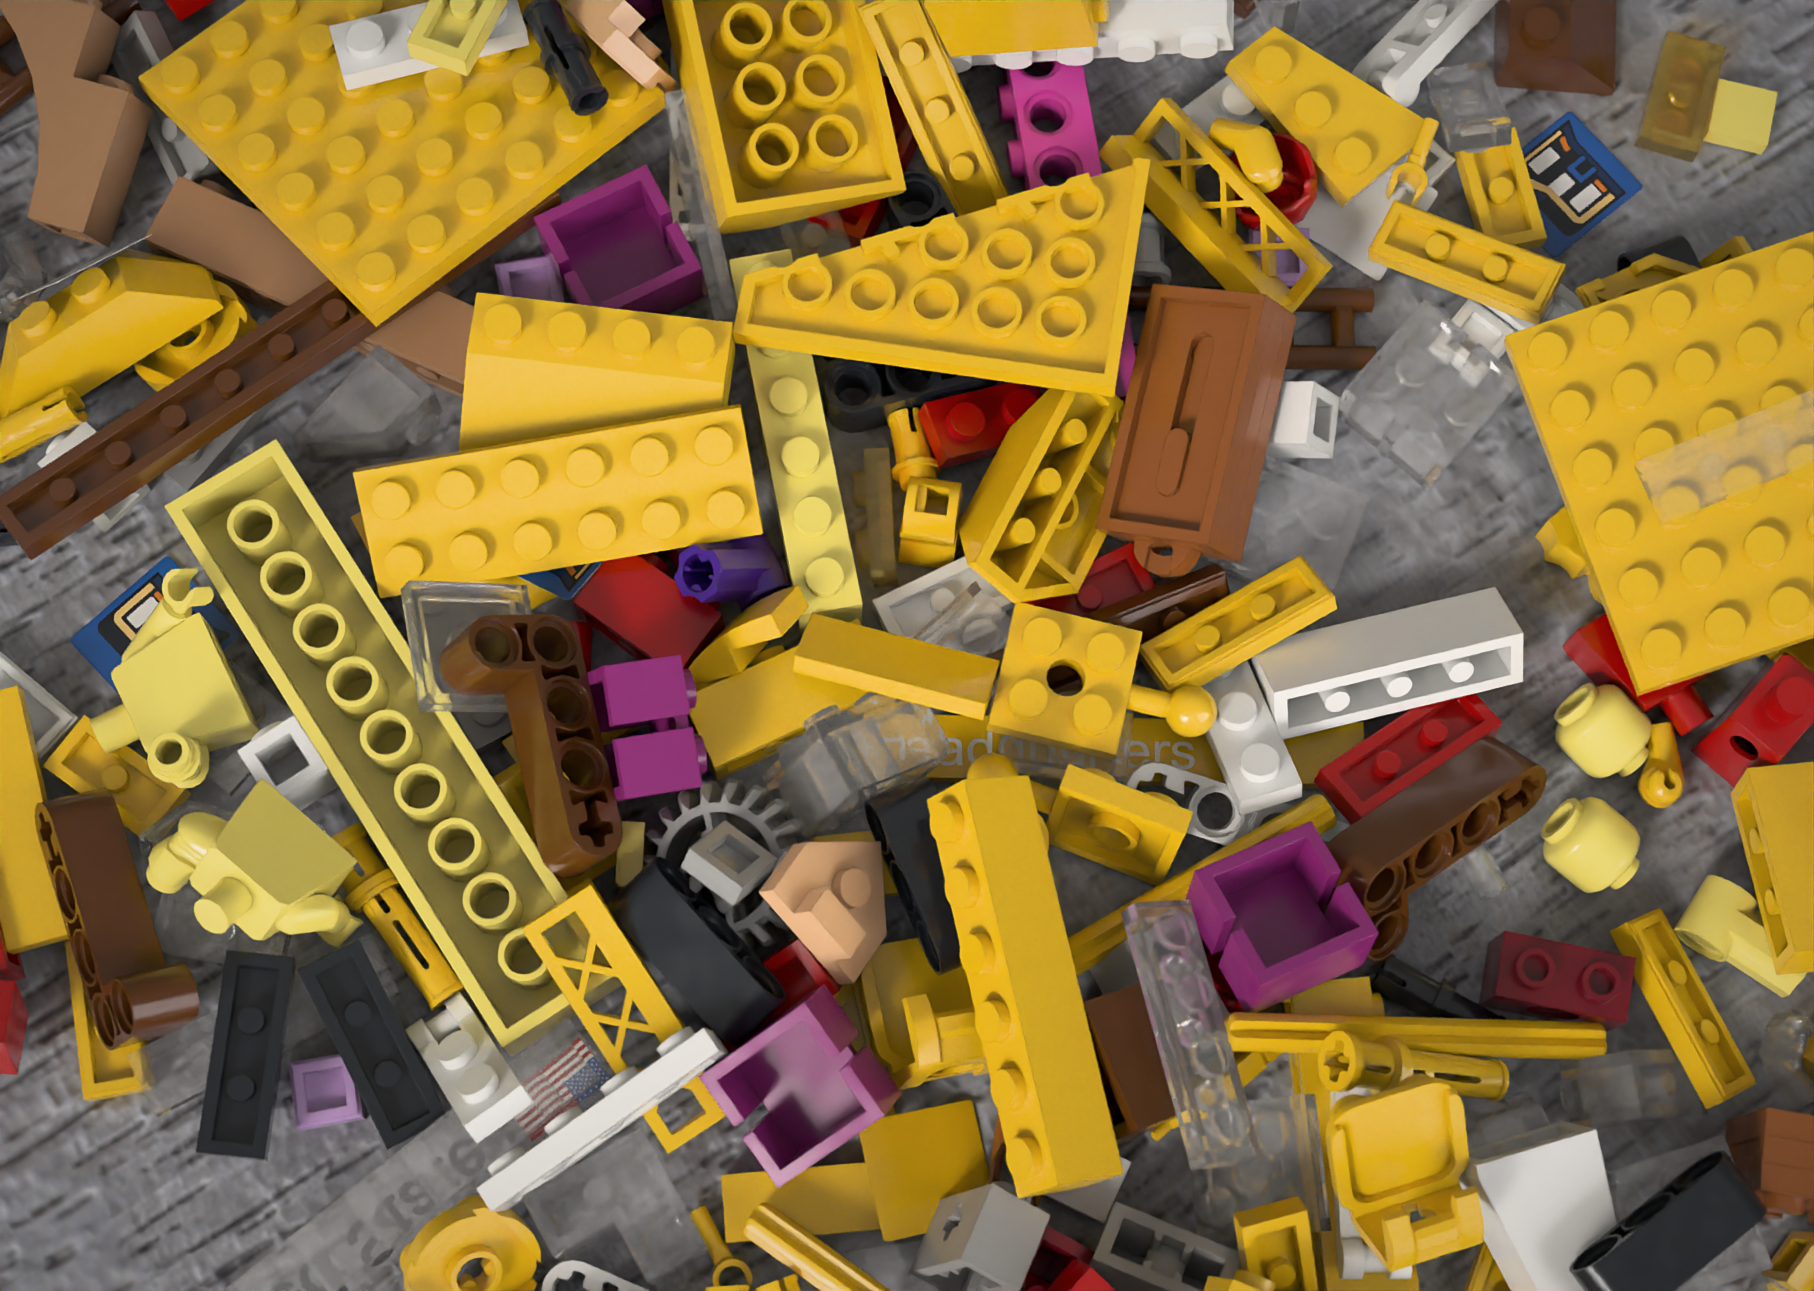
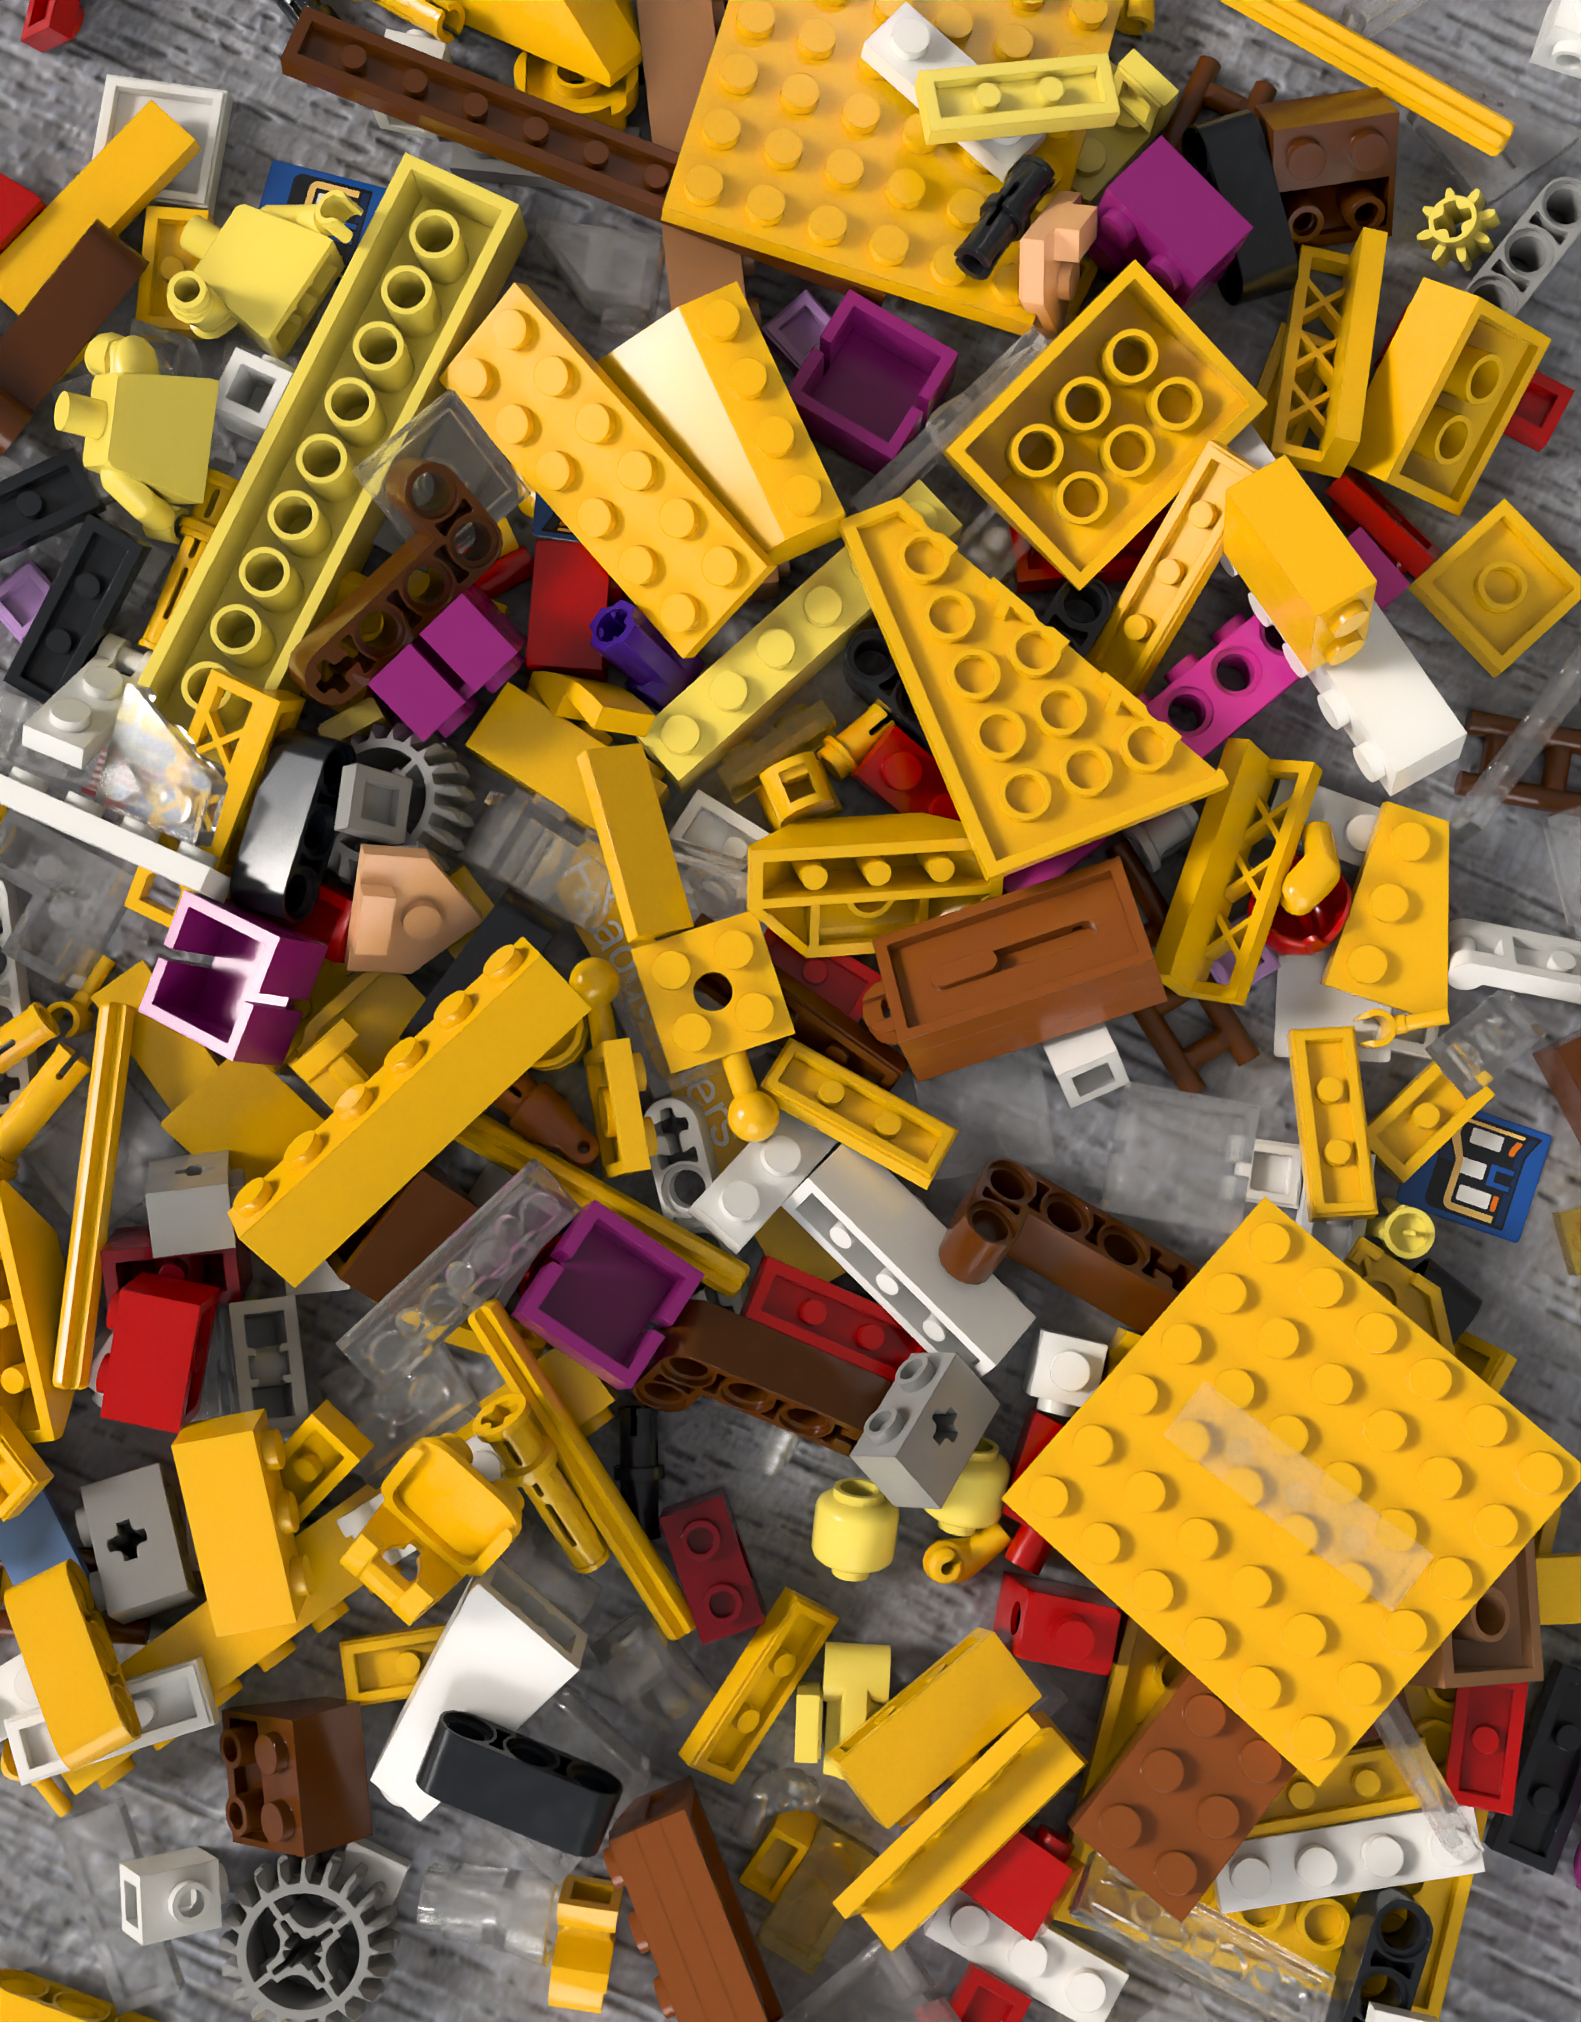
camera: 65 degrees right, 10 degrees up
(580, 1037) = (158, 774): none -> clear wing
(1096, 892) = (547, 1120): none -> dark orange piece
(1414, 541) = (1064, 1241): none -> reddish brown beam
(1544, 725) = (925, 1430): none -> light grey brick
(1551, 593) = (1063, 1370): none -> white brick
(1588, 257) = (1403, 1232): none -> light yellow piece
(1737, 982) = (808, 1722): none -> light yellow tile

